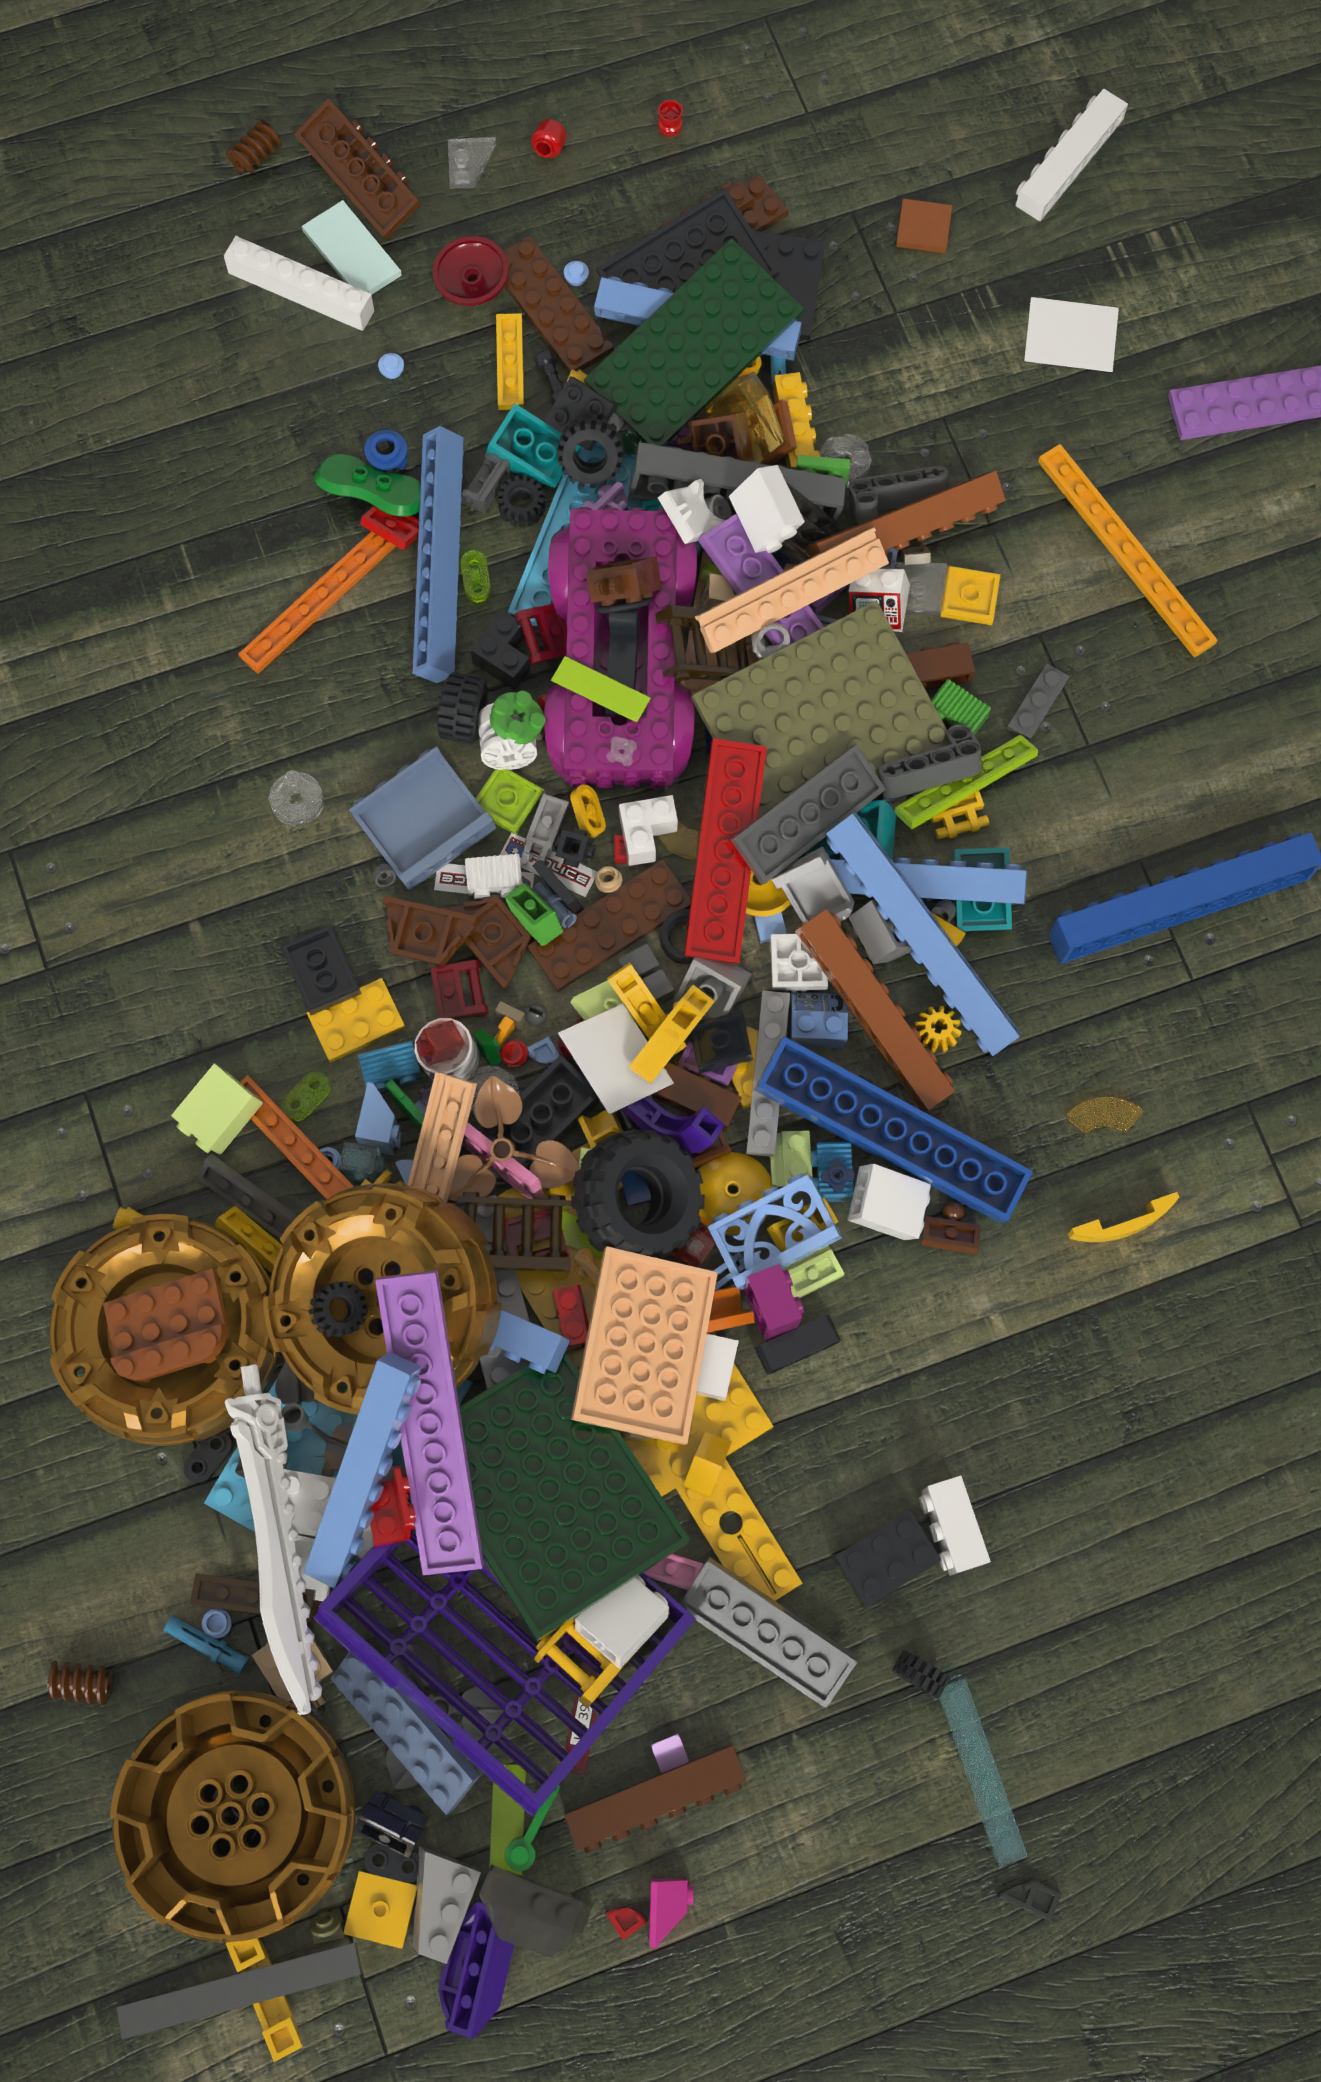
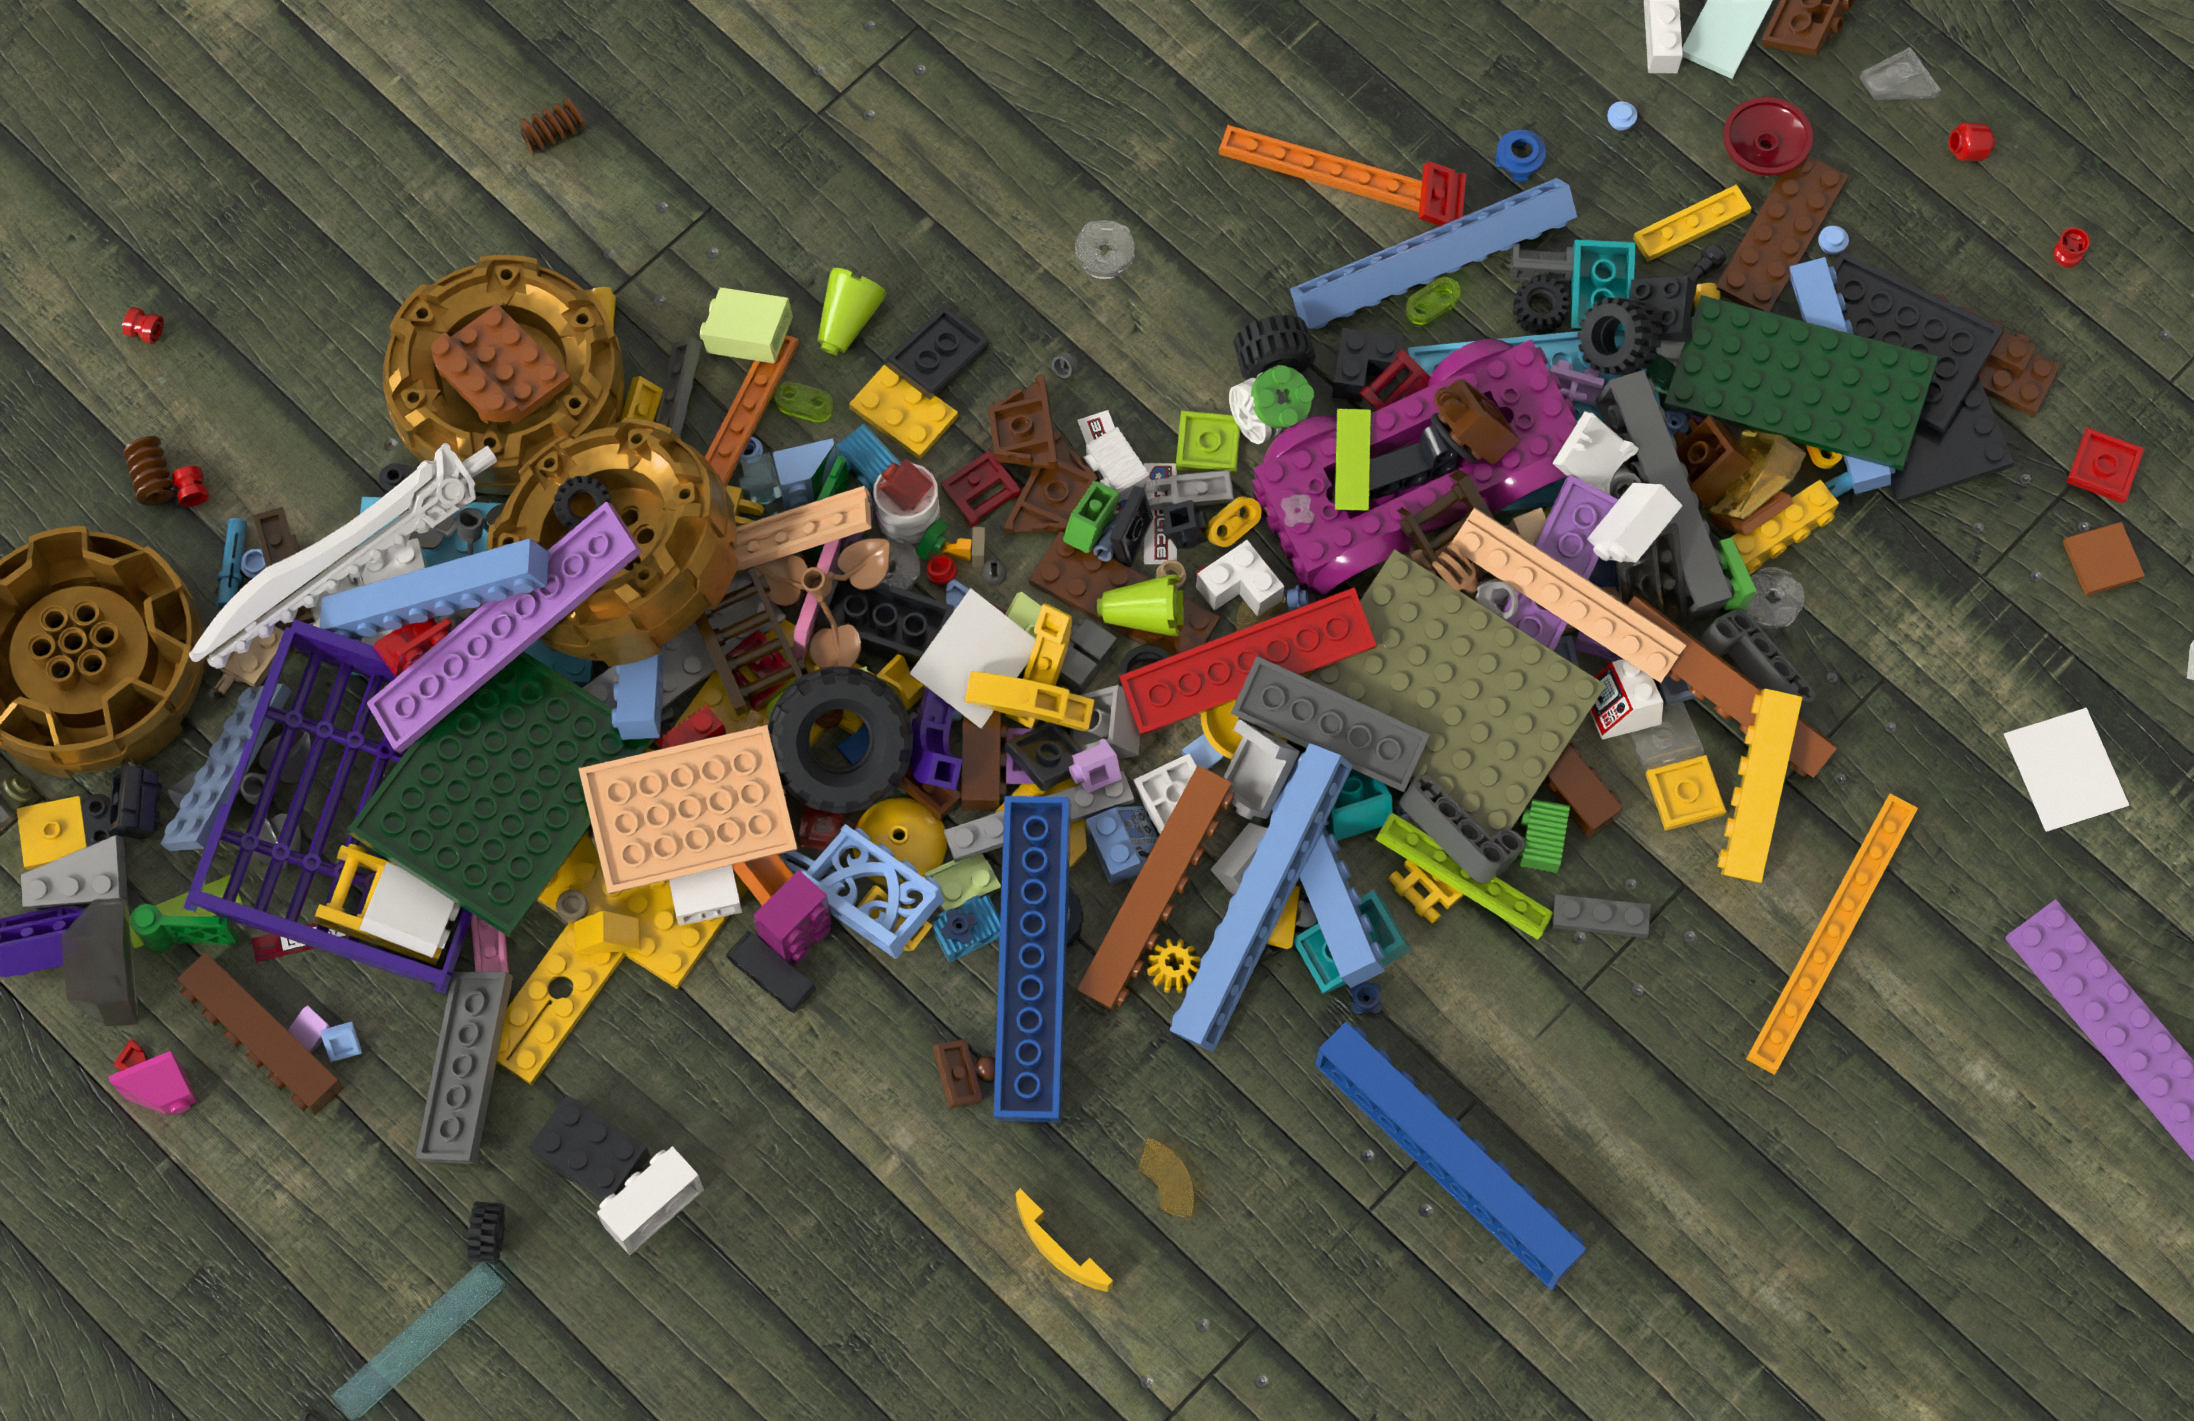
camera: 65 degrees right, 5 degrees down
(113, 1651) = (190, 486): none -> red wheel
(246, 1022) = (847, 309): none -> lime cone
(353, 478) = (1473, 140): green plate -> none
(422, 818) = (1143, 371): sand blue panel -> none
(634, 908) = (1145, 606): none -> lime cone
(668, 1481) = (572, 906): none -> dark tan tile
(679, 795) = (1297, 598): none -> medium blue plate
(695, 1729) = (341, 1041): none -> light blue tile
(737, 657) = (1460, 574): none -> medium nougat arm
(754, 1008) = (1095, 767): none -> lavender brick
(814, 1272) = (852, 953): yellowish green plate -> none
(853, 186) = (2105, 465): none -> red plate
(889, 1202) = (959, 994): white brick -> none
(915, 555) = (1699, 715): dark tan tile -> none
(1000, 536) = (1760, 786): none -> yellow brick
(1029, 908) = (1373, 992): none -> dark blue plate

